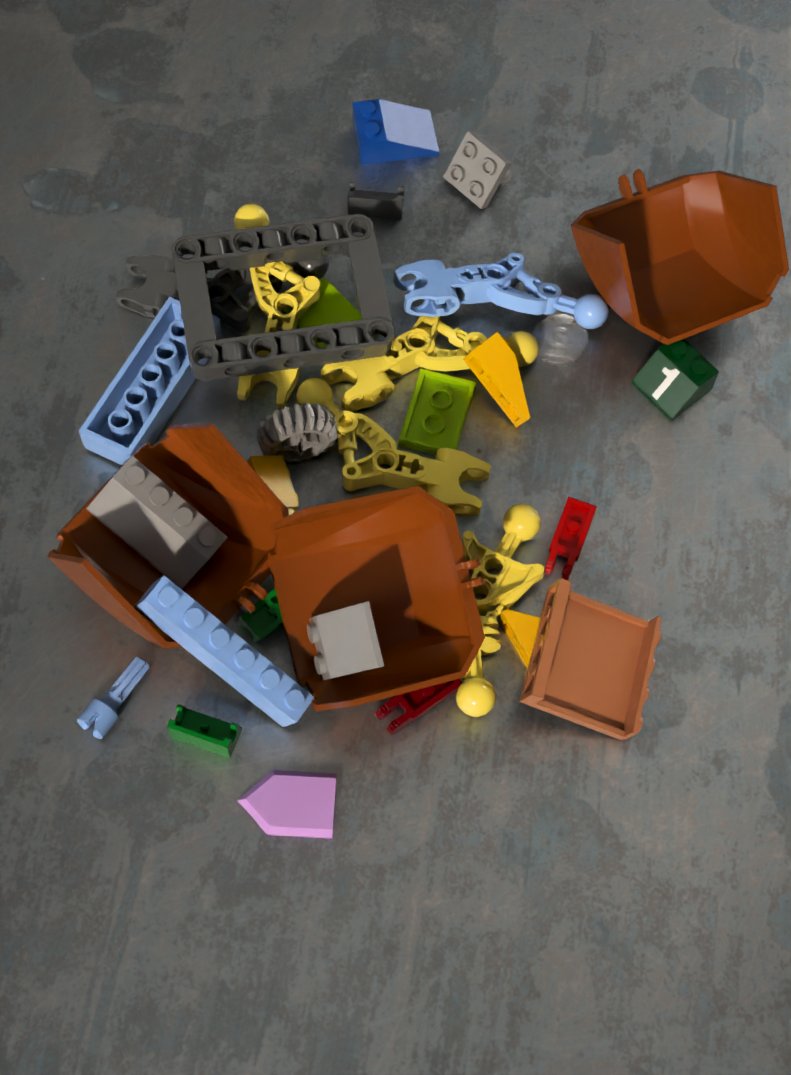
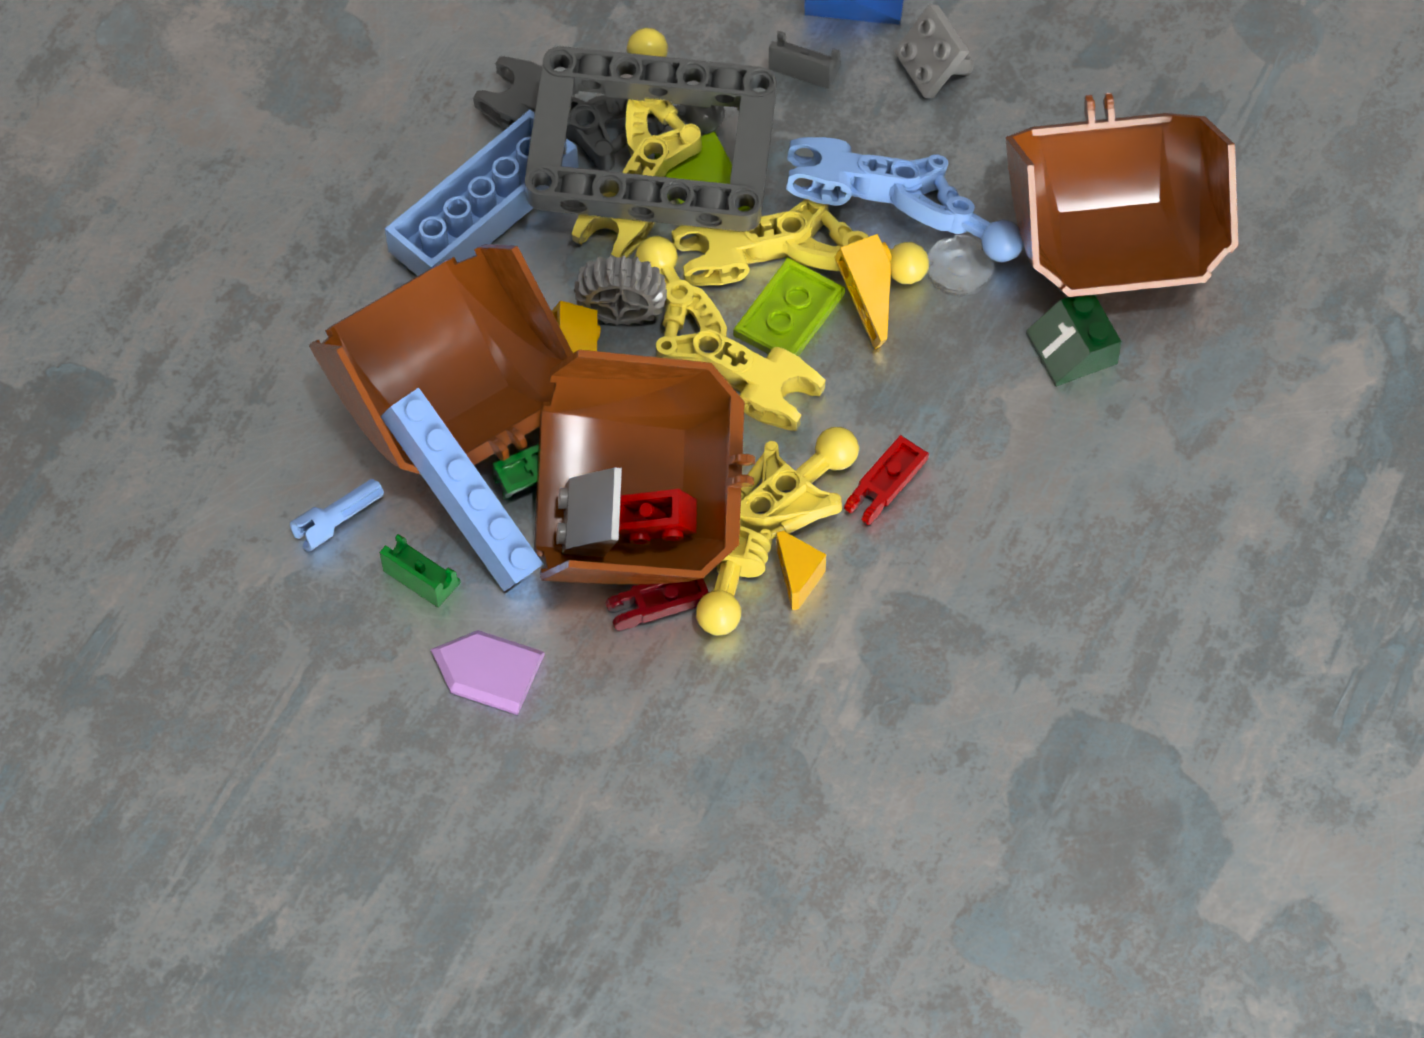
camera: 20 degrees right, 5 degrees down
(156, 522) = (436, 343): light grey slope -> none
(405, 626) = (657, 515): none -> red brick
(591, 663) = (855, 610): nougat panel -> none

